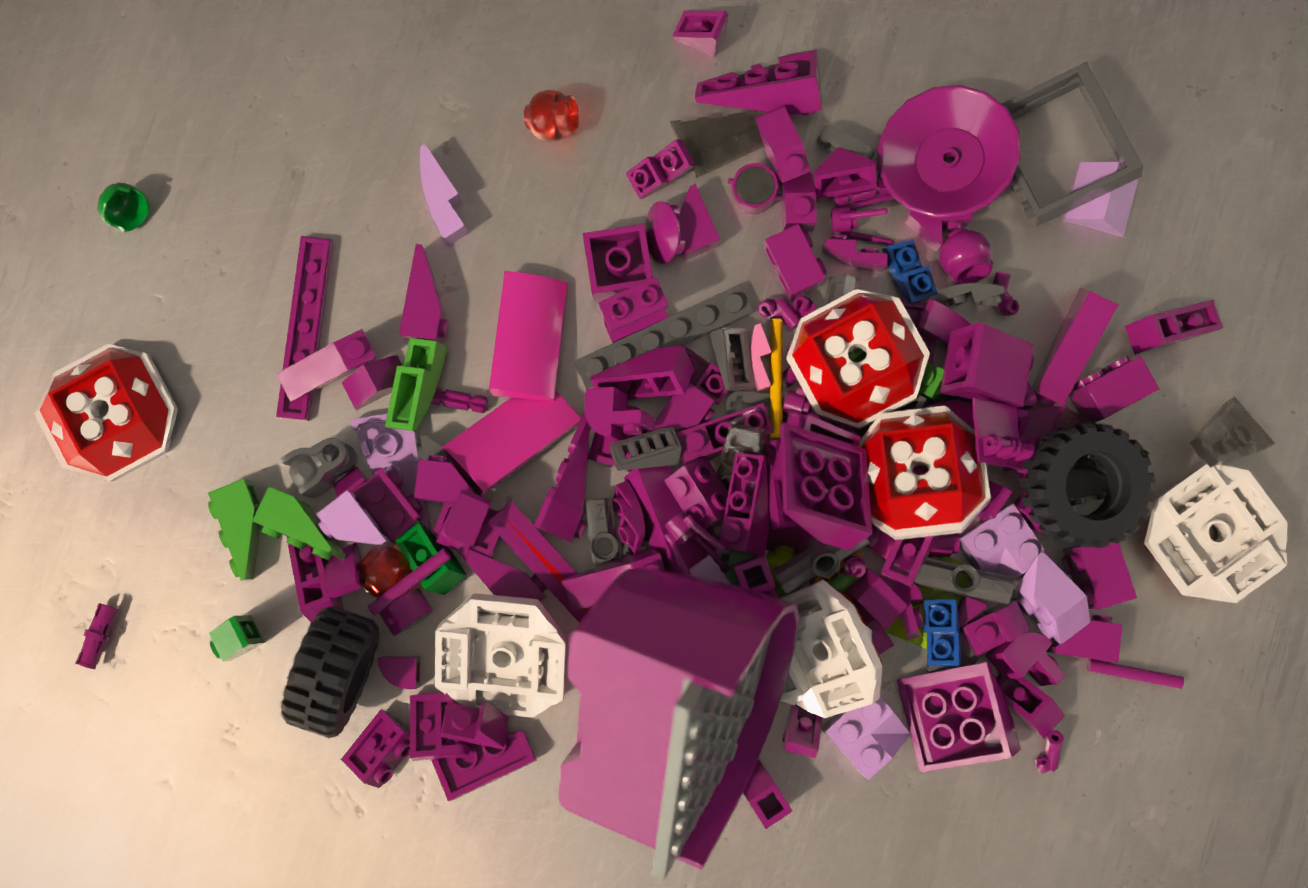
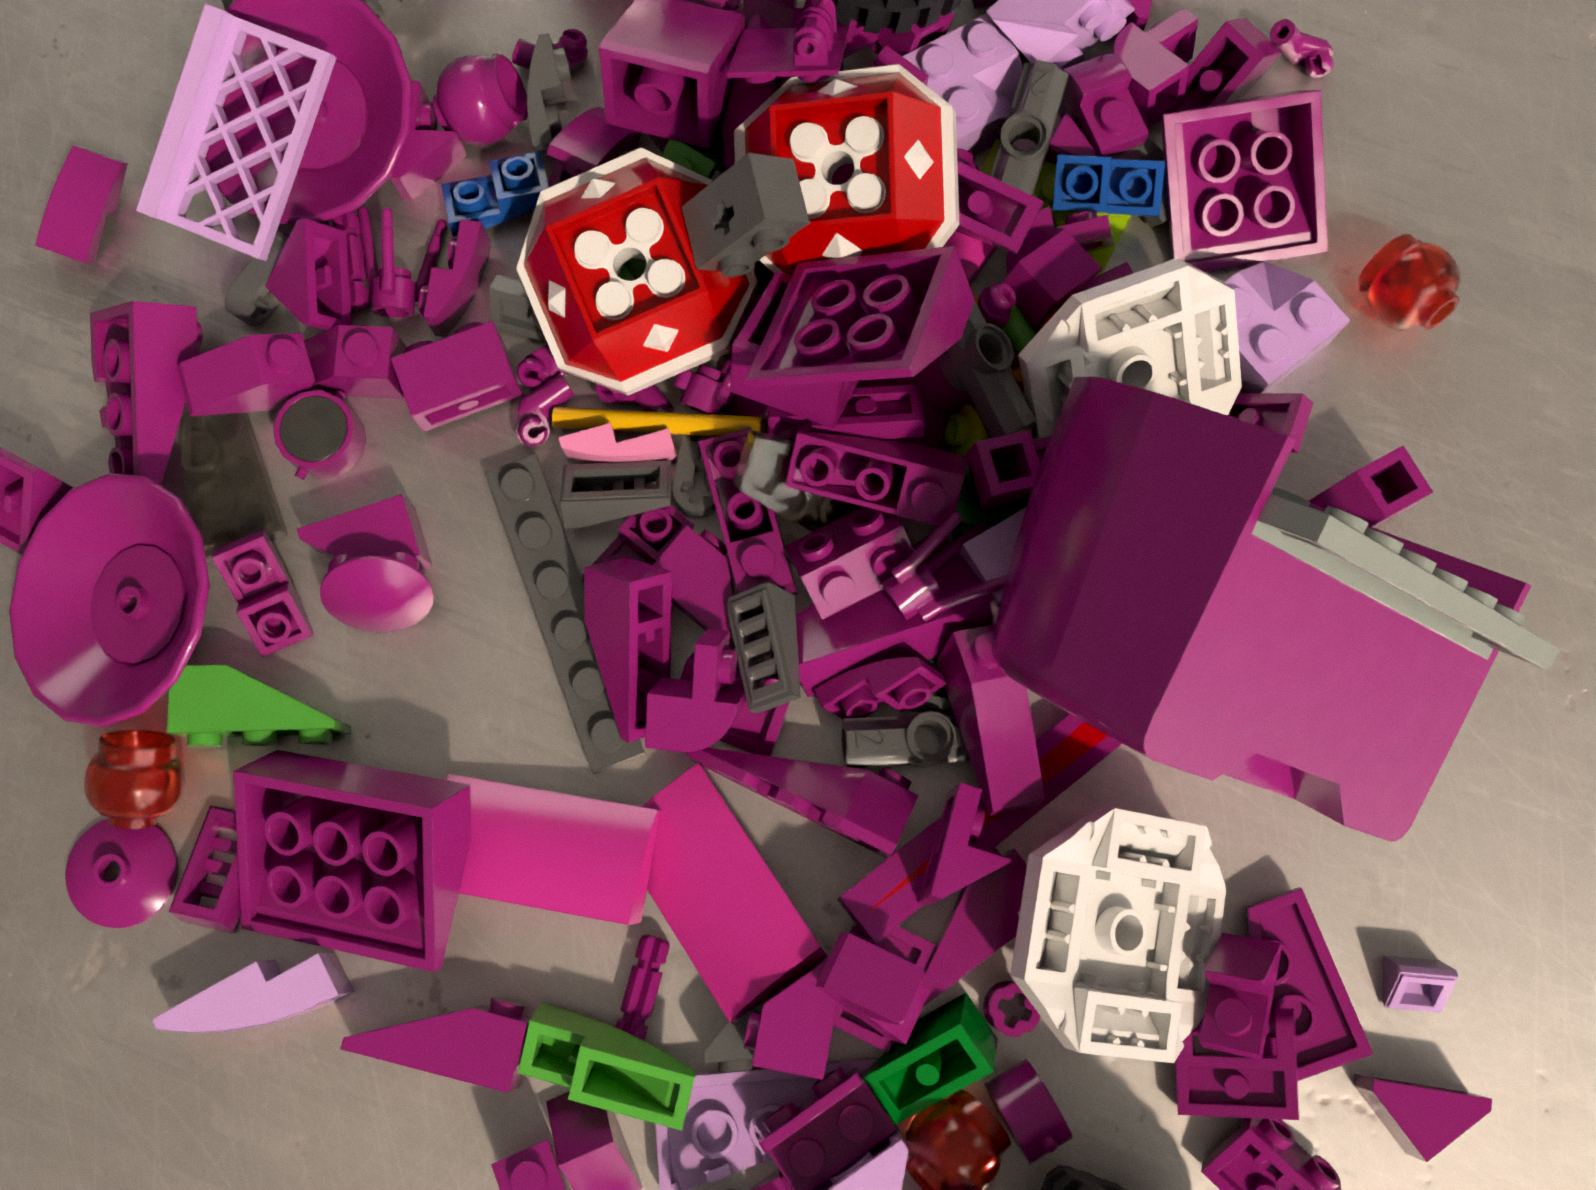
camera: 80 degrees left, 5 degrees down
(401, 670) = (1132, 1129): magenta brick -> none
(409, 582) = (978, 1101): magenta bar -> none
(418, 830) = (1422, 1116): none -> magenta slope
(451, 606) = (1016, 1026): none -> magenta bush
(488, 828) = (1416, 983): none -> lavender slope
(496, 127) = (145, 878): none -> magenta dish
(498, 153) = (193, 881): none -> magenta slope
(517, 236) = (350, 856): none -> magenta slope
(532, 560) = (951, 859): none -> magenta slope
(597, 164) = (227, 702): none -> bright green slope
(616, 260) = (421, 675): magenta brick -> none
(633, 309) = (510, 651): magenta panel -> none
(646, 88) = (109, 599): none -> magenta dish
(881, 34) = (79, 204): none -> magenta slope
(883, 415) = (745, 214): none -> dark grey brick
(898, 819) = (1411, 284): none -> clear red piece
(931, 95) = (197, 111): none -> lavender fence

